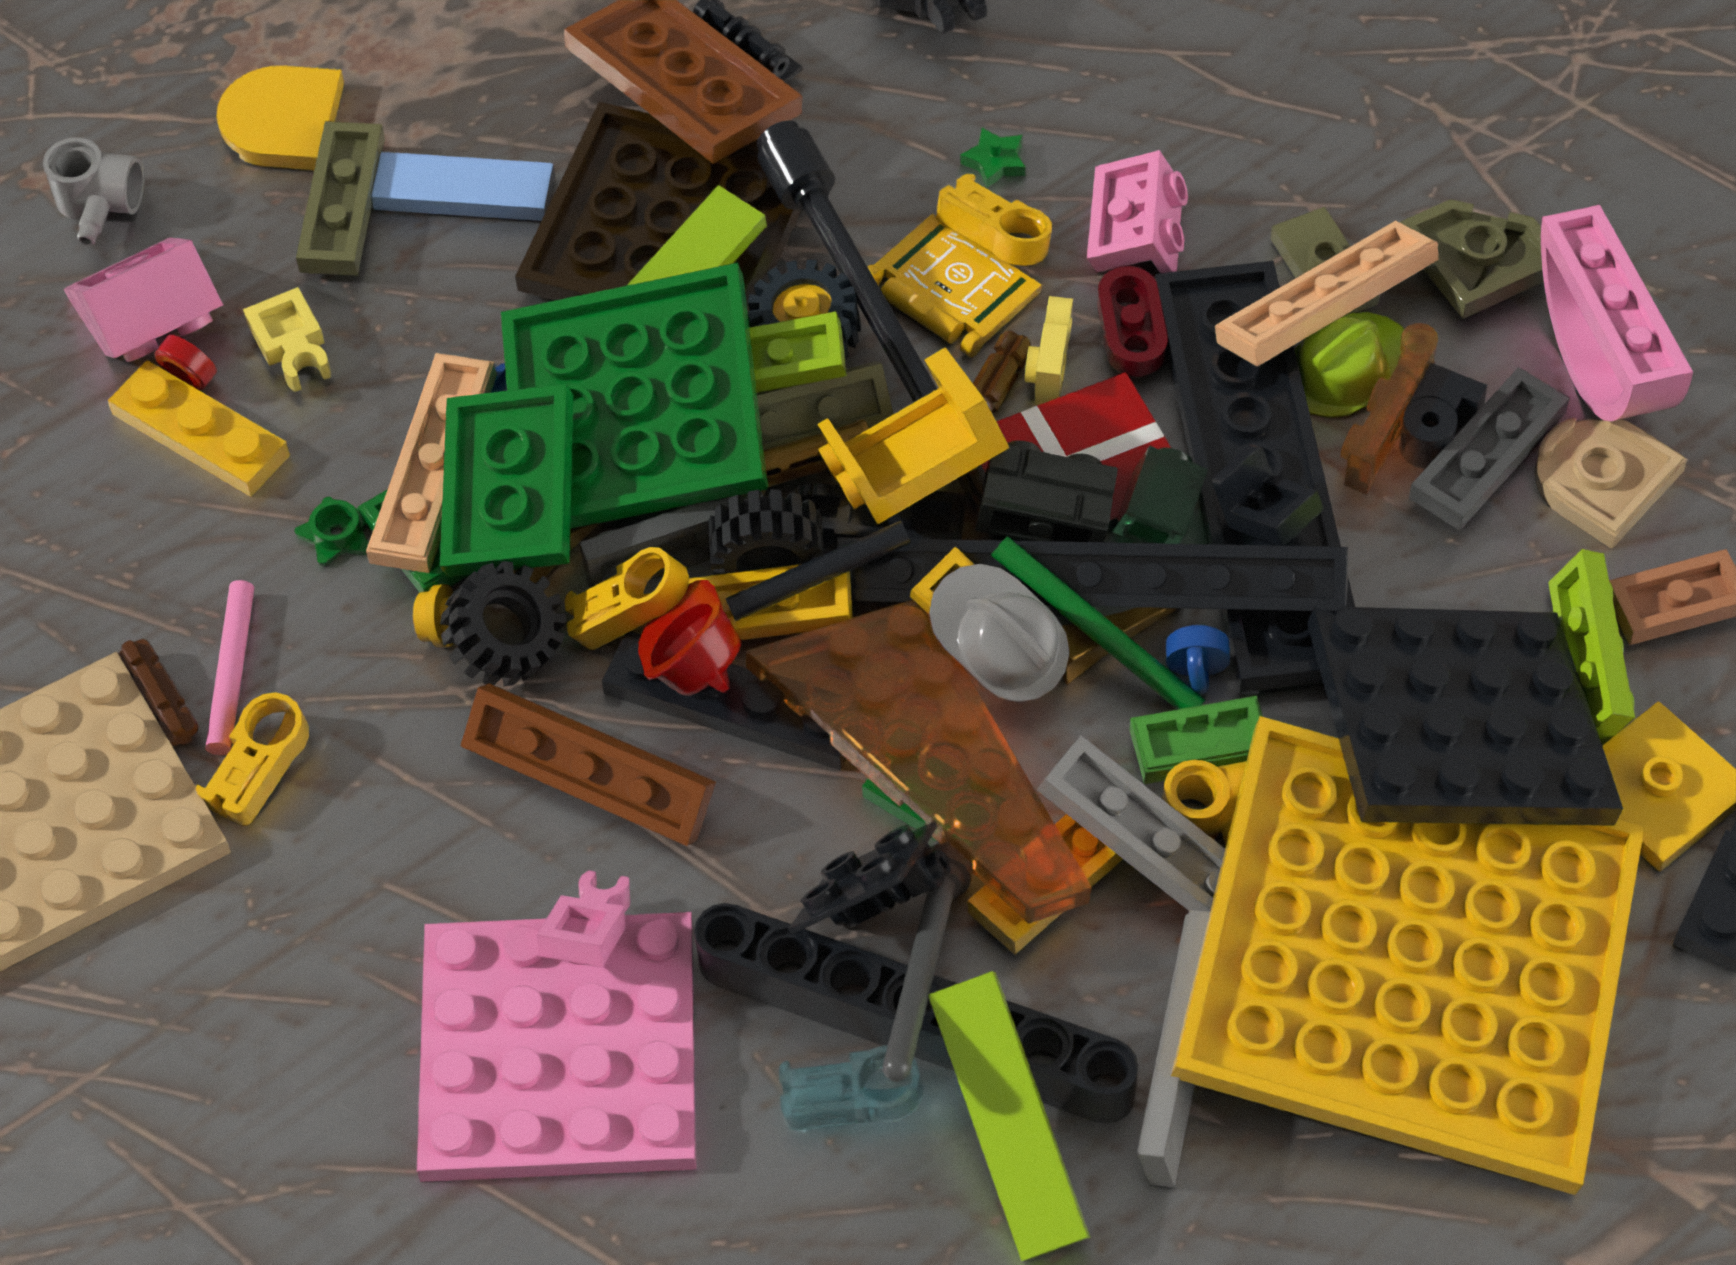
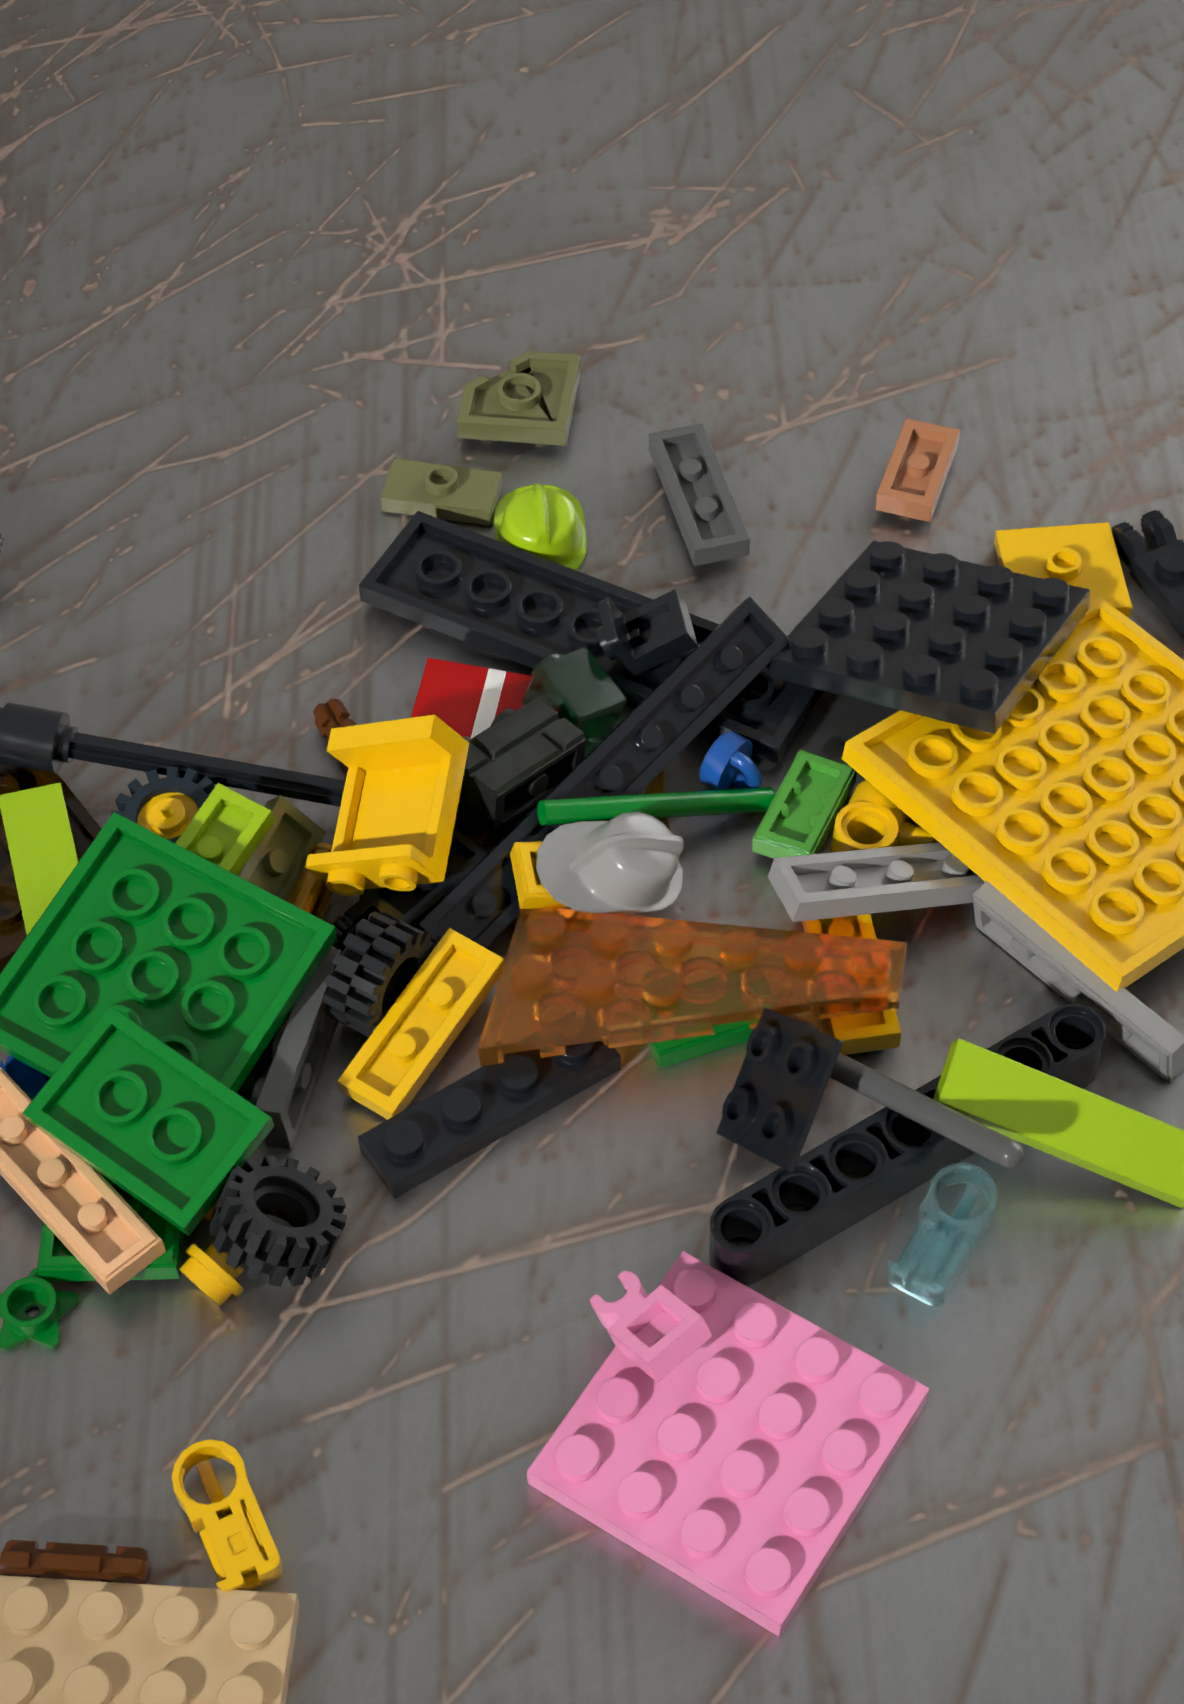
camera: 55 degrees left, 5 degrees down
(230, 667) = (102, 1487): bright pink bar -> none
(588, 764) = (469, 1244): dark orange plate -> none
(620, 601) = (334, 1124): yellow piece -> none
(691, 643) = (432, 1079): red piece -> none
(818, 570) = (447, 952): black bar -> none
(953, 284) = (229, 717): yellow piece -> none
(990, 218) = (203, 655): yellow piece -> none
(995, 157) = (133, 624): green piece -> none
(1048, 362) = (371, 691): light yellow plate -> none
(1135, 325) = (389, 627): dark red plate -> none
(1137, 214) = (285, 568): bright pink bracket -> none
(1326, 293) = (486, 494): light nougat tile -> none
(1370, 445) = (616, 521): clear orange plate -> none
(1435, 411) = (643, 504): black leg -> none
(1589, 621) = (885, 515): lime plate -> none
(1604, 474) = (774, 451): tan tile -> none
(1607, 320) = (615, 331): bright pink window -> none

